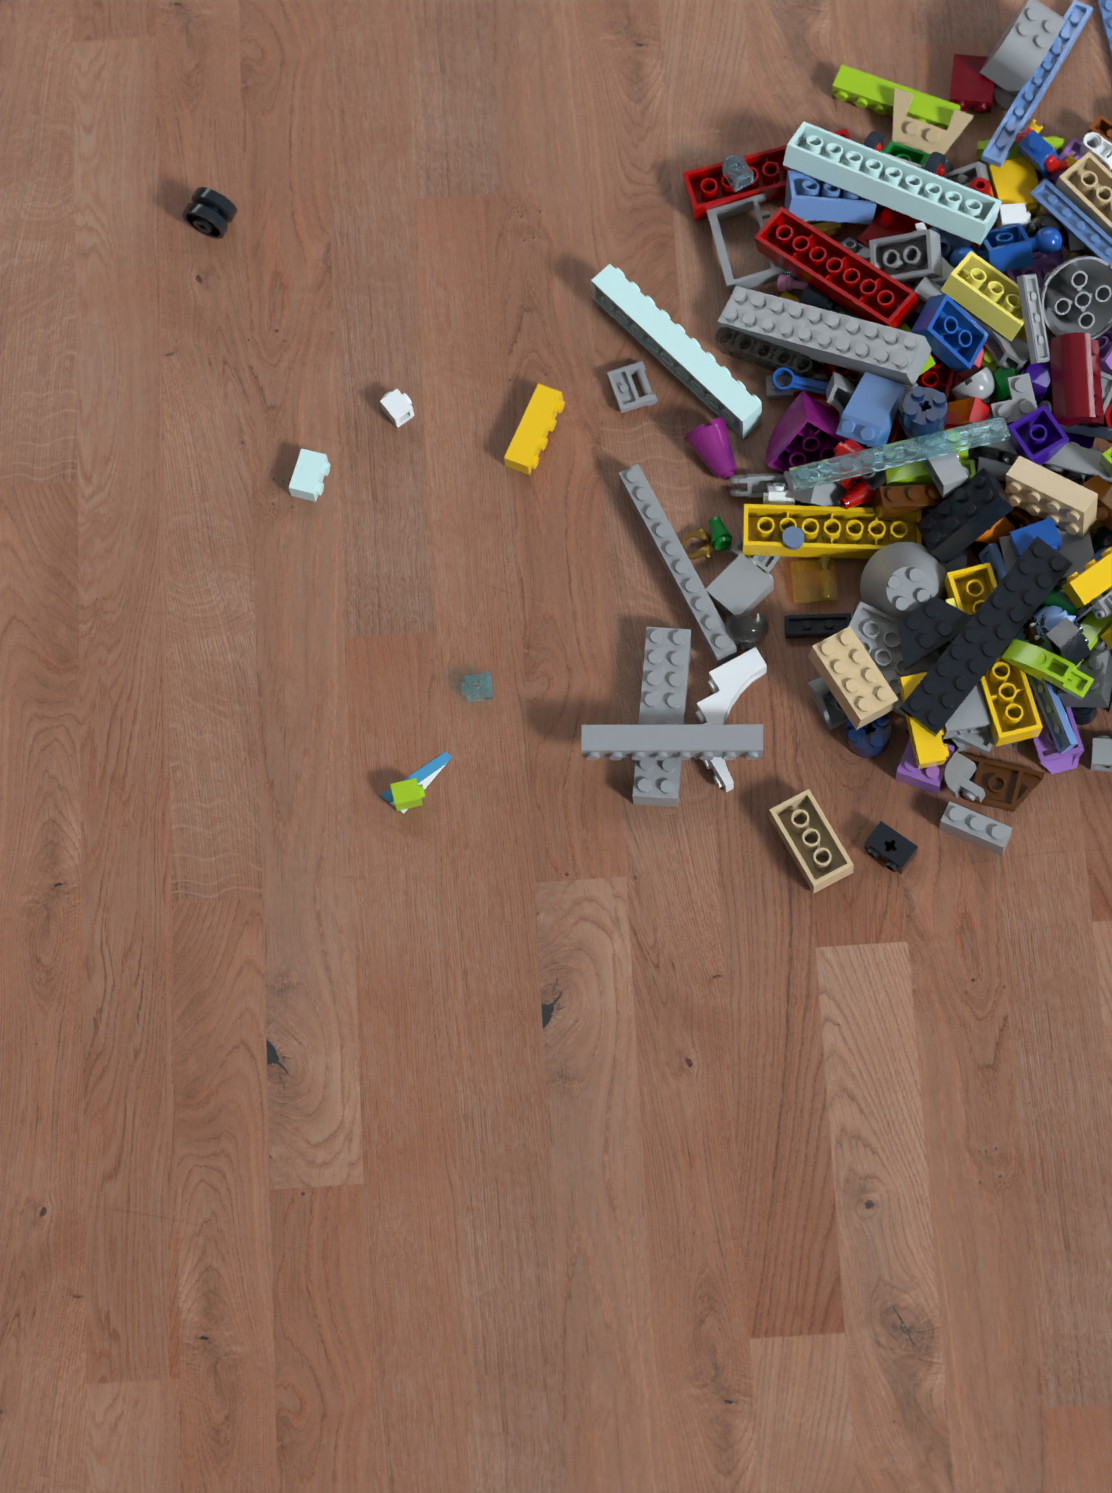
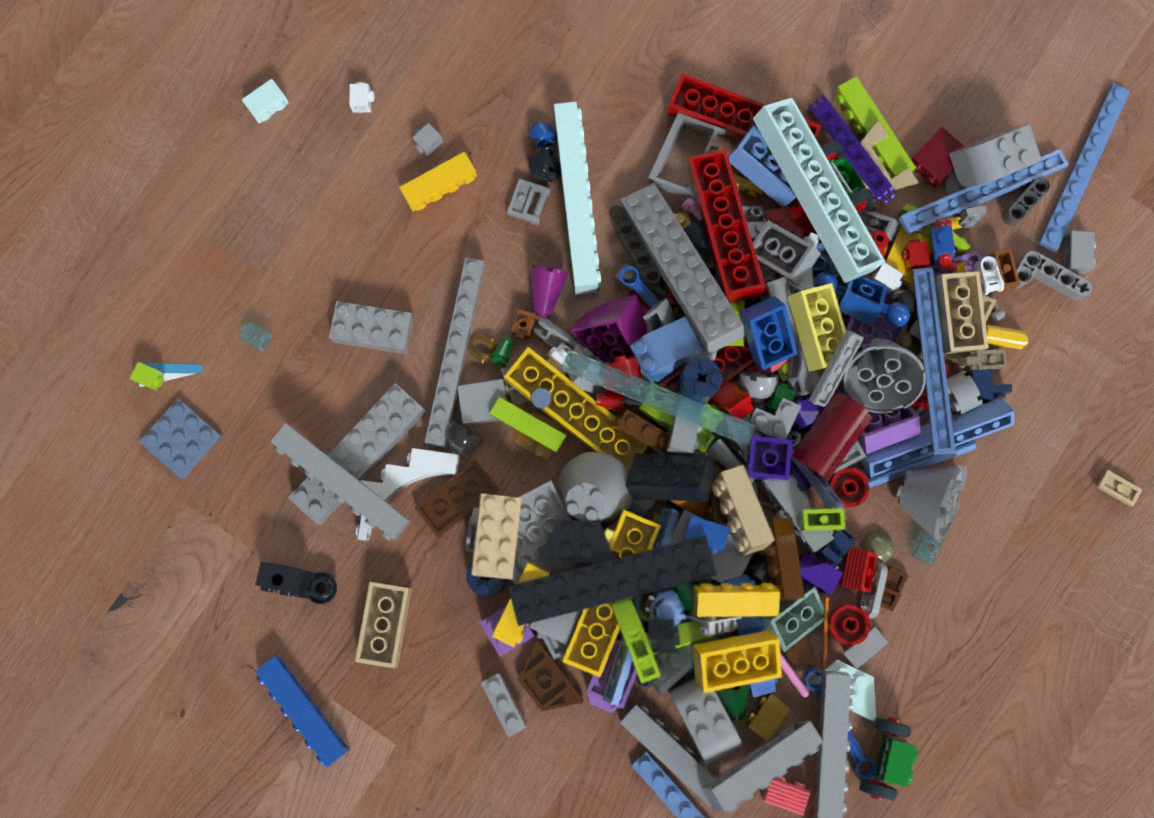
camera: 30 degrees right, 10 degrees up
(483, 828) = (180, 439): none -> sand blue plate
(491, 400) = (427, 140): none -> light grey brick
(581, 599) = (371, 327): none -> light grey brick
(596, 319) = (542, 134): none -> blue head
(620, 343) = (544, 165): none -> black cone
(700, 863) = (296, 582): none -> black brick
(715, 488) = (526, 332): none -> dark orange brick
(737, 178) = (718, 106): clear light blue brick -> none
(784, 689) = (455, 498): none -> reddish brown plate
(797, 573) = (527, 424): none -> lime tile
(799, 971) = (302, 711): none -> blue brick
(815, 625) = (516, 469): black tile -> none
(885, 837) = (443, 679): black brick -> none
(892, 129) = (853, 150): none -> dark purple hinge
(958, 775) = (517, 659): light grey brick -> none
(1022, 179) = (915, 255): none -> red brick
(1043, 111) = (971, 216): none -> light grey plate
(1081, 57) = (1032, 195): none -> dark grey beam

